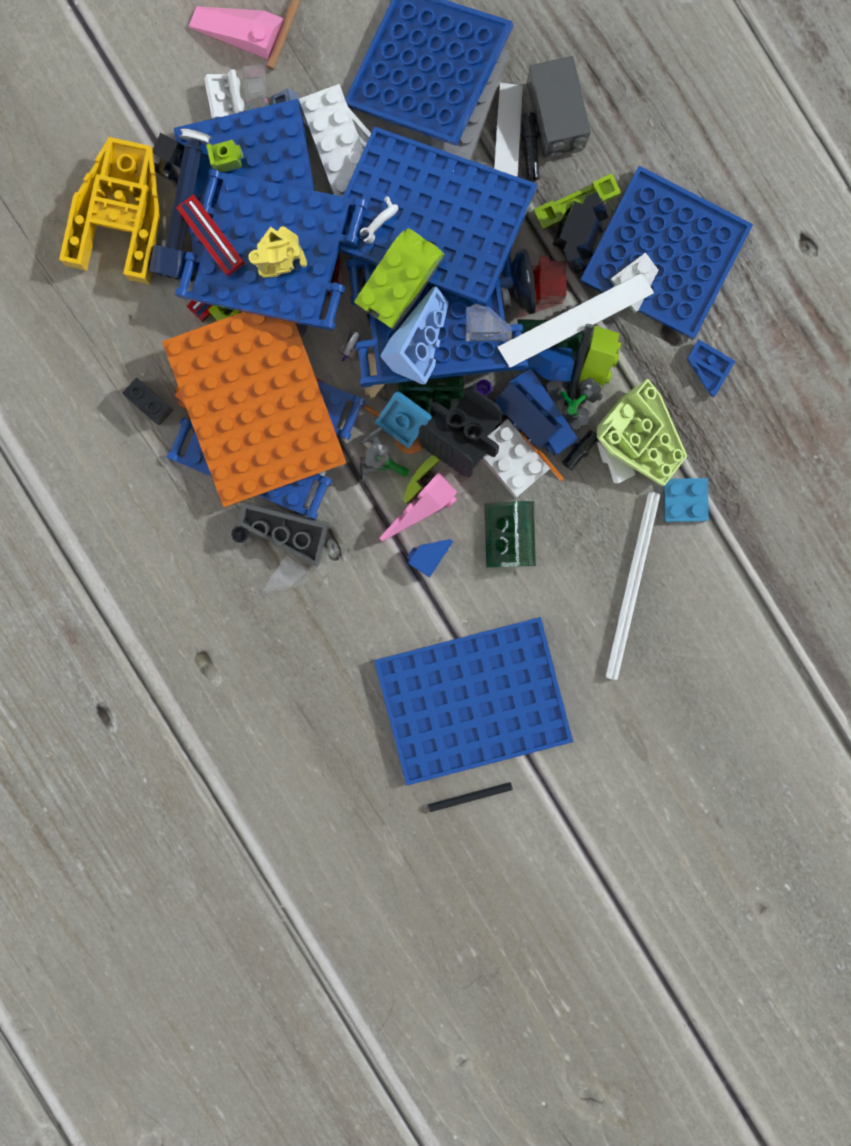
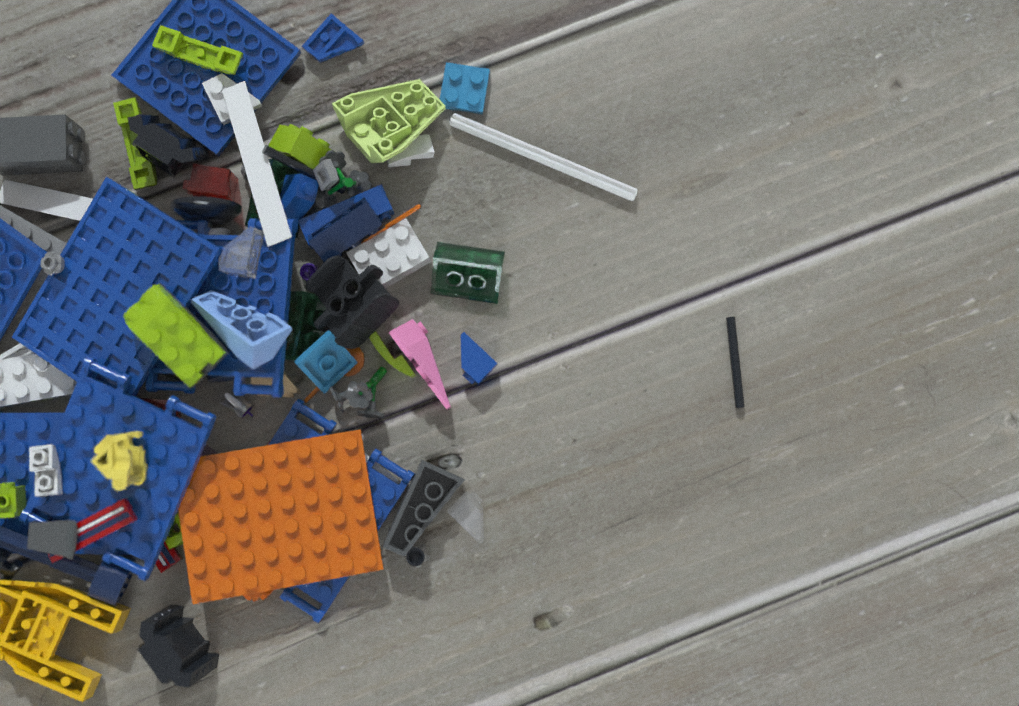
camera: 80 degrees left, 5 degrees down
(121, 333) = (175, 648): none -> black slope
(147, 401) = (254, 632): black brick -> none
(198, 204) = (53, 537): none -> dark grey piece
(258, 185) = (47, 470): none -> white slope
(379, 220) = (107, 342): white piece -> none
(447, 156) = (56, 267): none -> light grey plate
(473, 701) = (635, 341): blue plate -> none
(530, 138) = (58, 180): black pin -> none
(577, 386) = (326, 174): none -> light grey plate
(580, 450) = (393, 185): black pin -> none
(674, 242) = (197, 52): none -> lime slope

